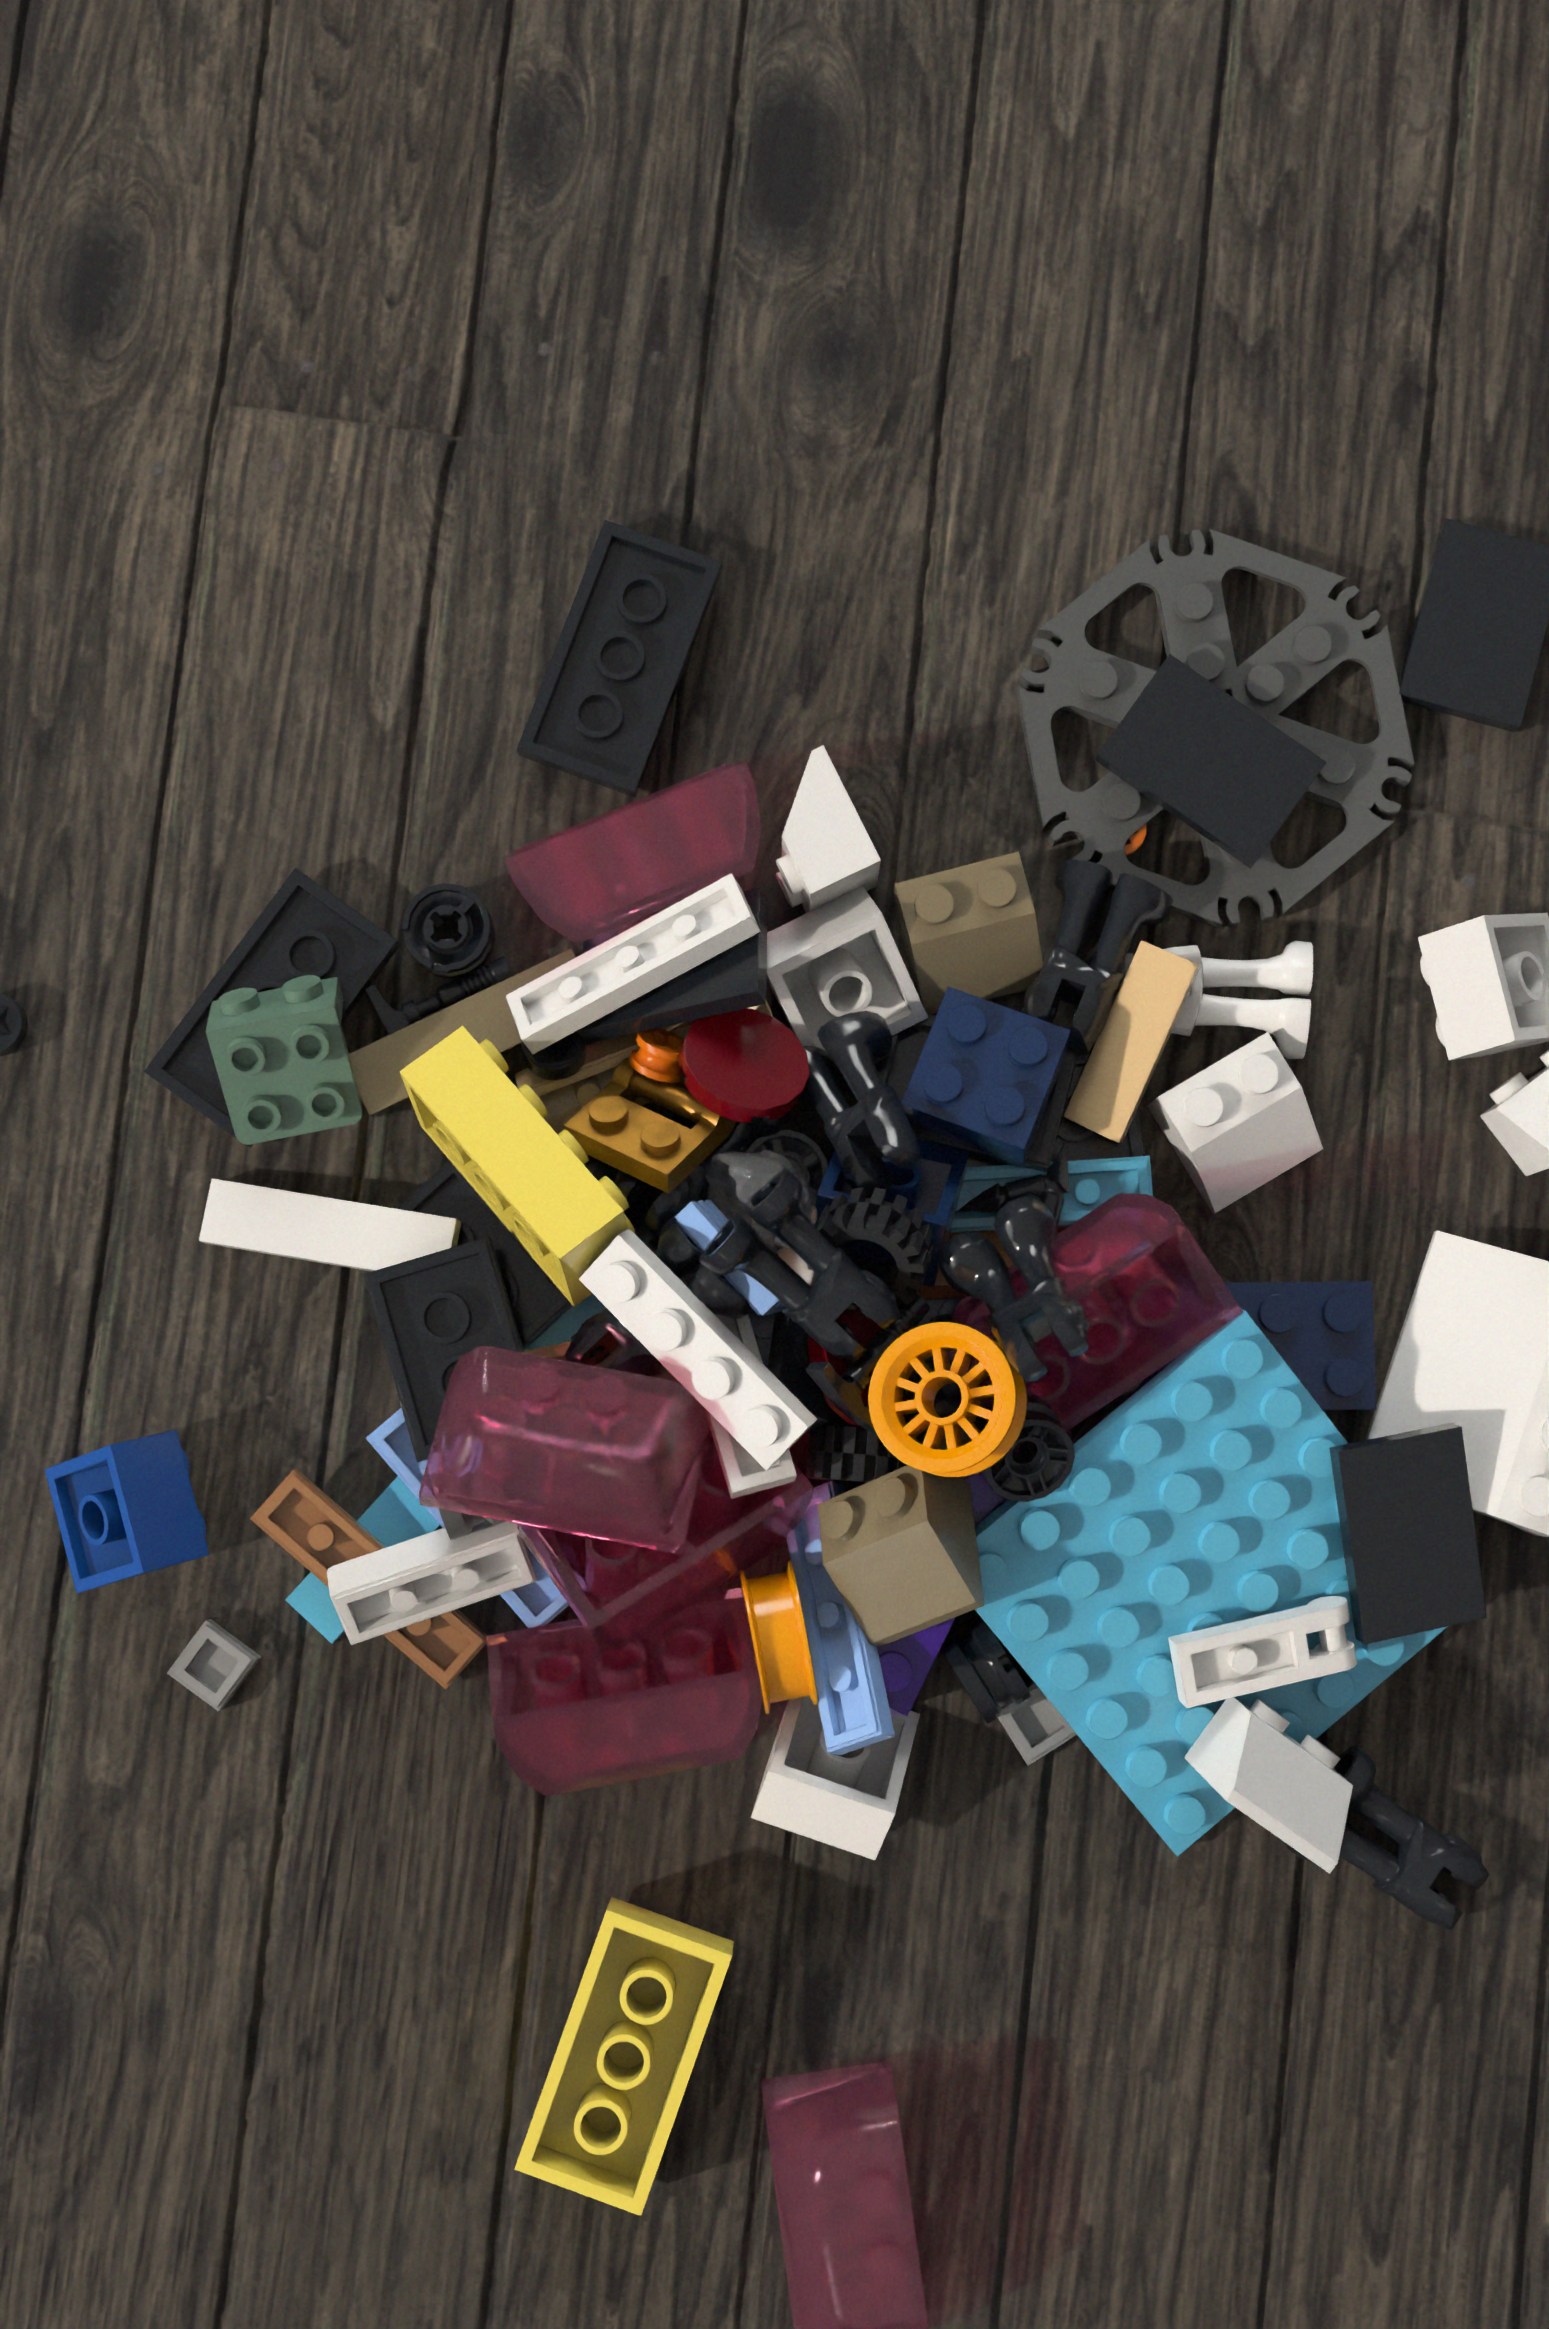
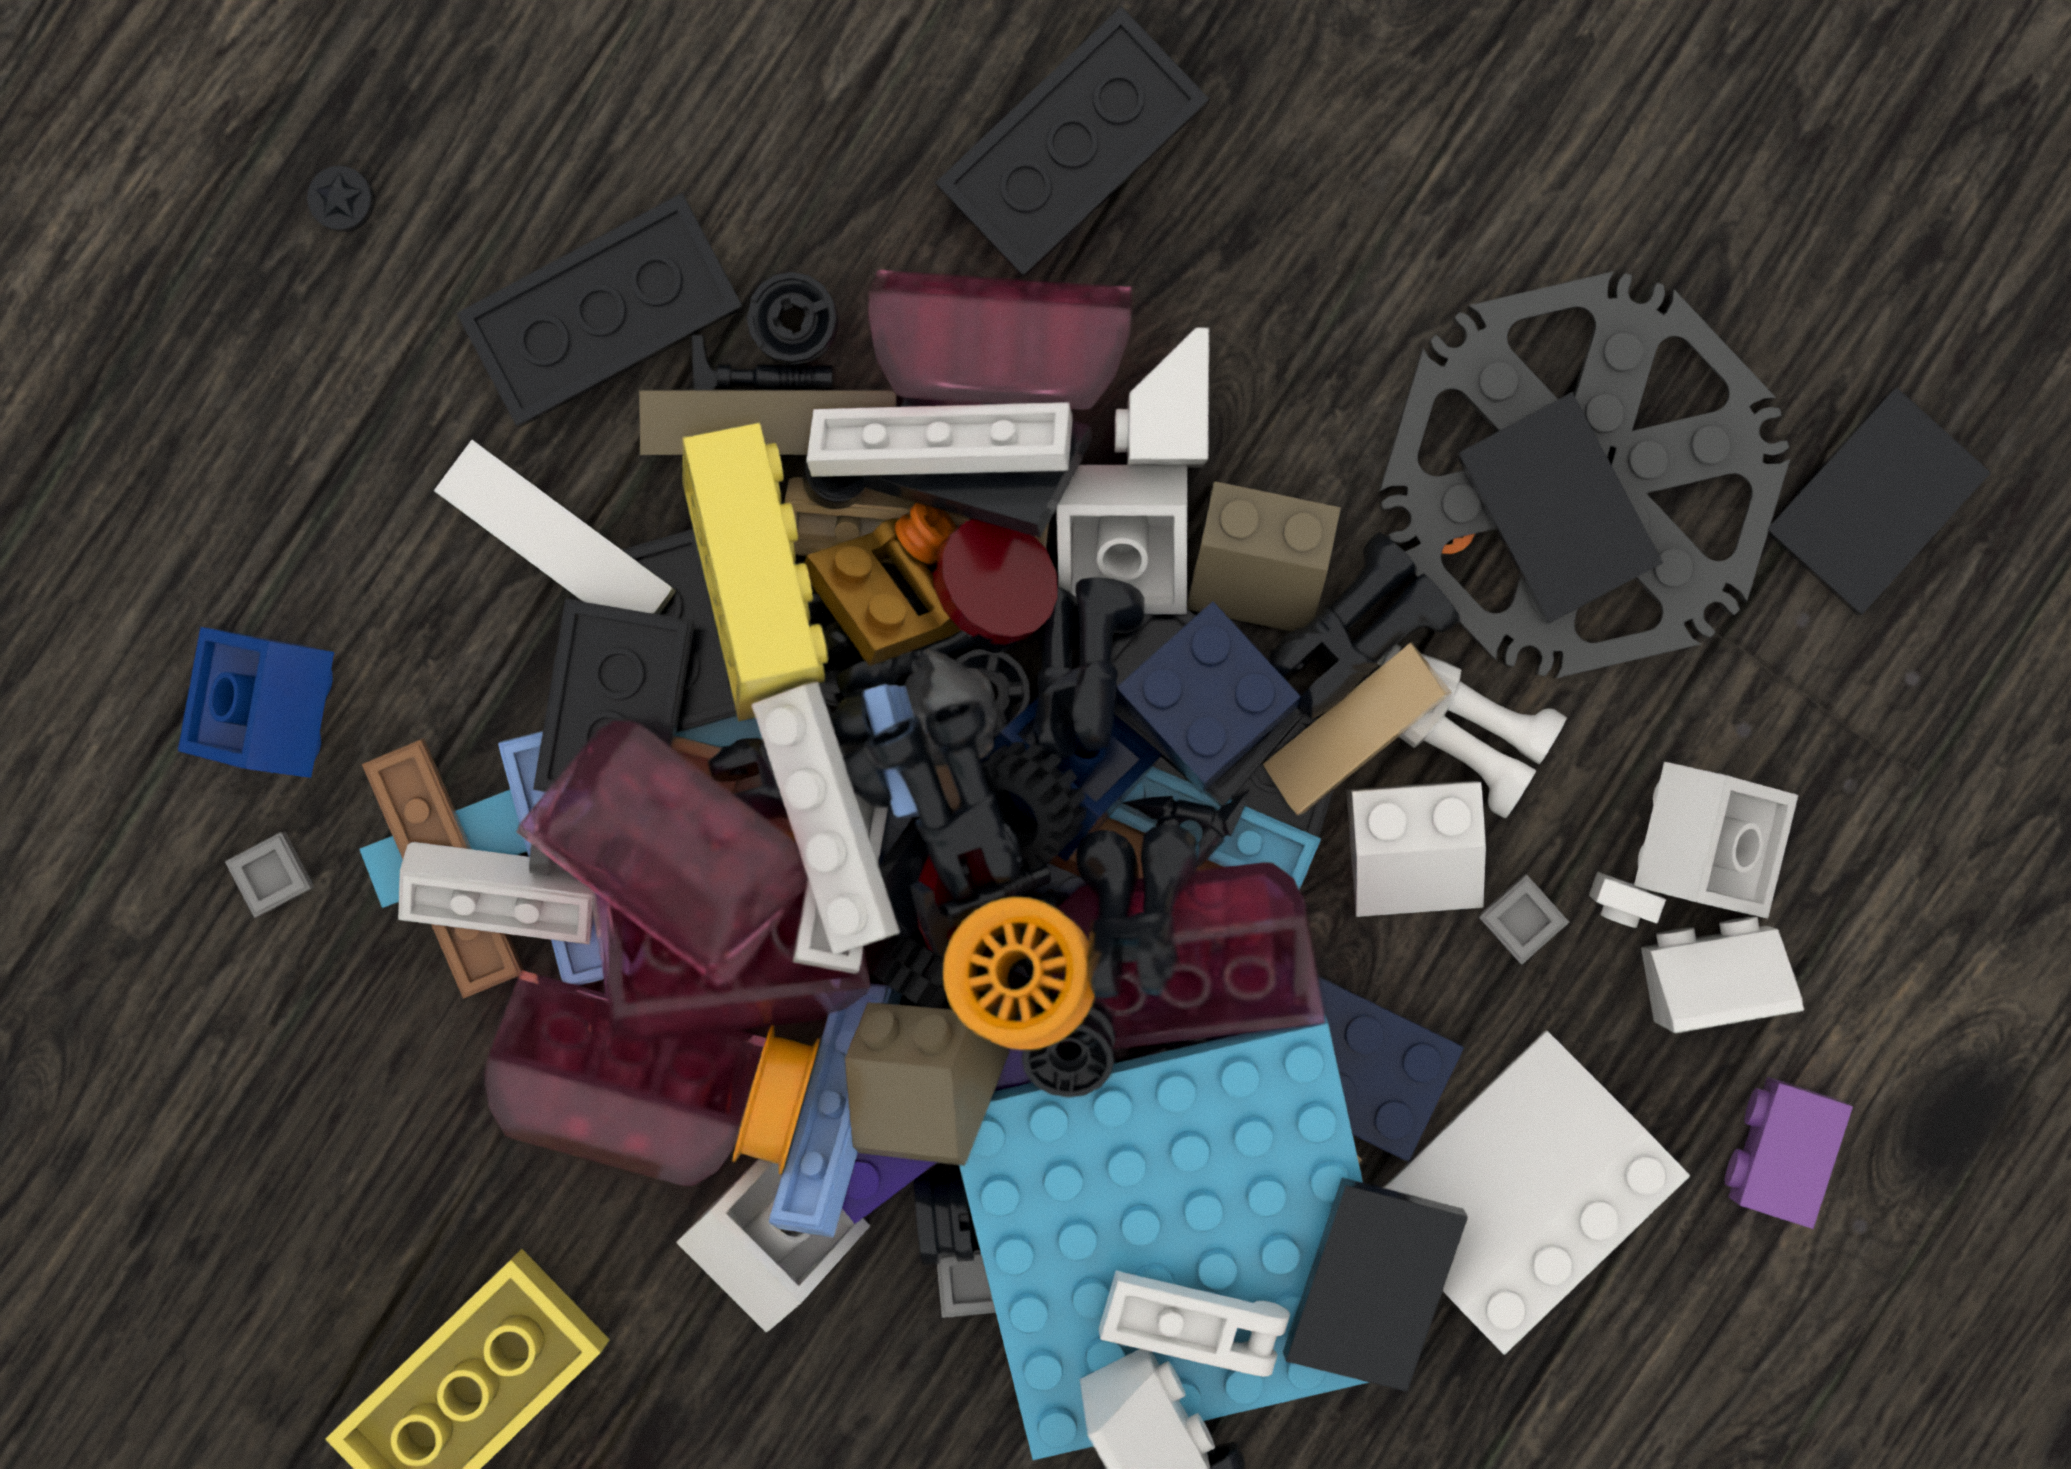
camera: 25 degrees right, 5 degrees up
(284, 1059) = (587, 367): sand green bracket -> none
(1363, 1141) = (1523, 919): none -> light grey tile
(1447, 1078) = (1625, 902): none -> white plate

